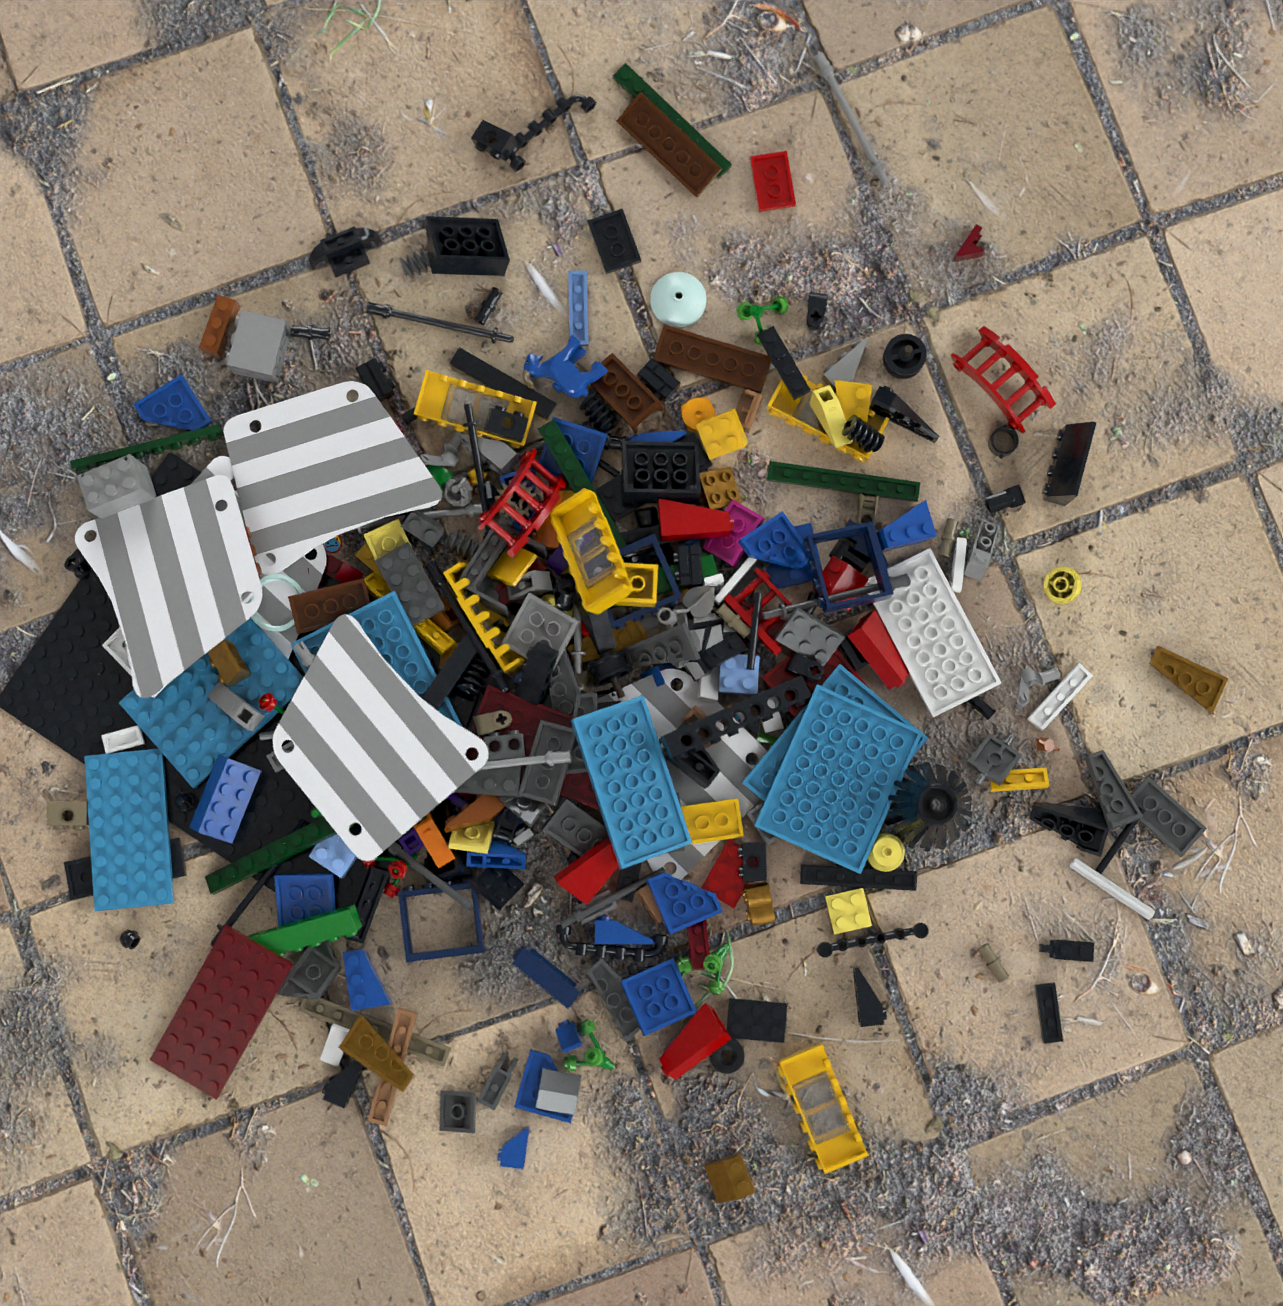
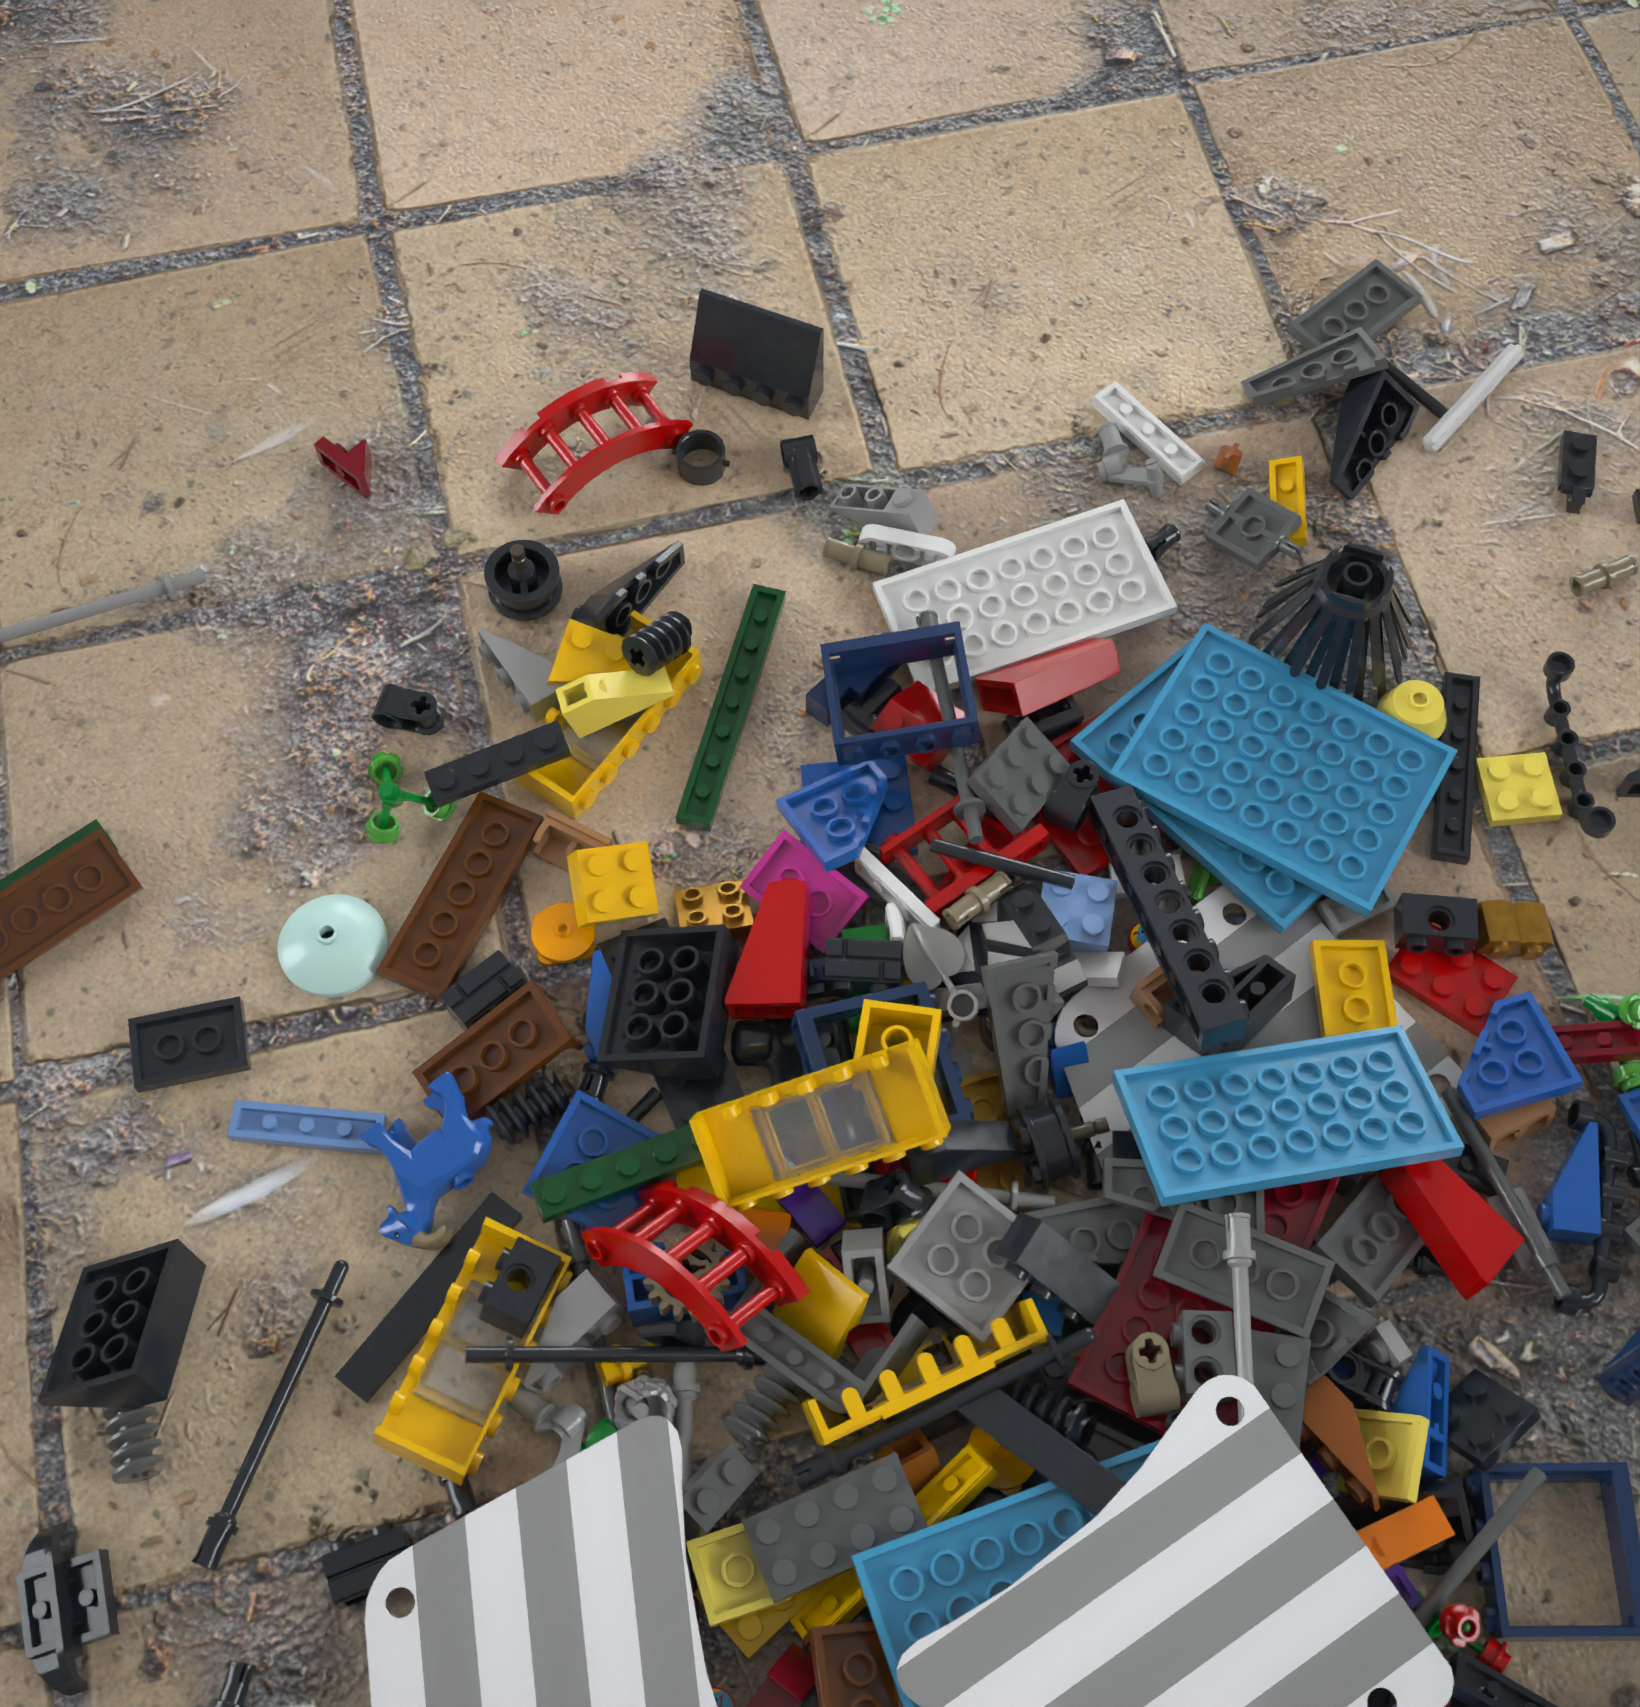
camera: 80 degrees left, 20 degrees down
(488, 306) = (261, 1305): black pin -> none
(772, 181) = (148, 754): red plate -> none
(867, 508) = (791, 671): dark tan piece -> none
(908, 529) = (832, 601): blue wedge -> none
(1062, 585) = (962, 395): light yellow cone -> none
(1195, 680) = (1130, 251): pearl gold wing -> none

